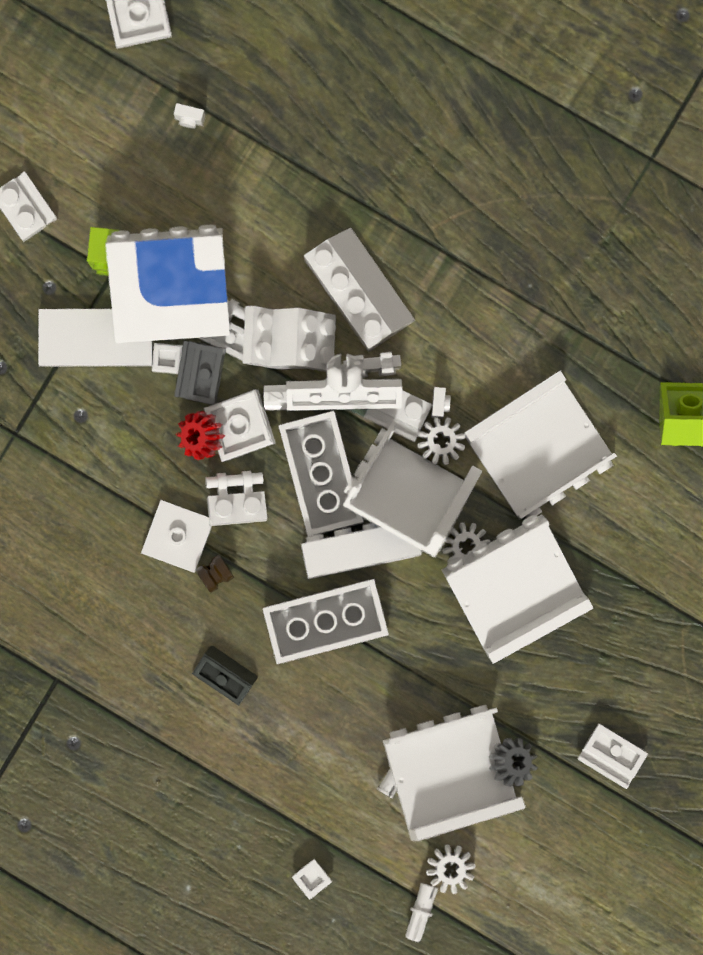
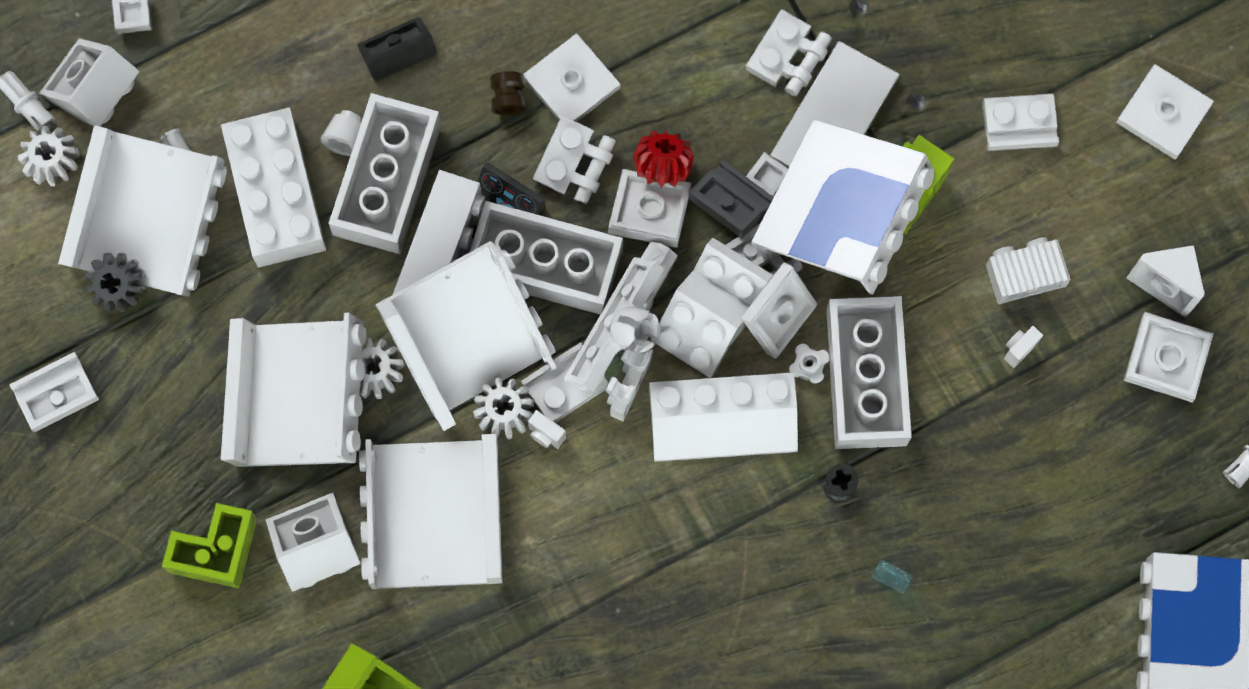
camera: 120 degrees right, 10 degrees down
(67, 404) = (780, 46): none -> white plate
(82, 37) = (1170, 277): none -> white slope
(133, 141) = (1027, 270): none -> white brick
(264, 290) = (779, 310): none -> white plate
(272, 207) = (868, 372): none -> white brick
(282, 260) = (813, 373): none -> white plate
(288, 528) = (507, 191): none -> slope
(311, 671) = (342, 132): none -> white hat
(358, 193) = (846, 473): none -> pearl dark grey bush
(380, 695) = (273, 187): none -> white brick
(381, 875) = (90, 82): none -> white slope
(401, 115) = (892, 576): none -> clear light blue tile
(608, 514) = (312, 542): none -> white slope
(658, 568) = (218, 557): none -> lime brick

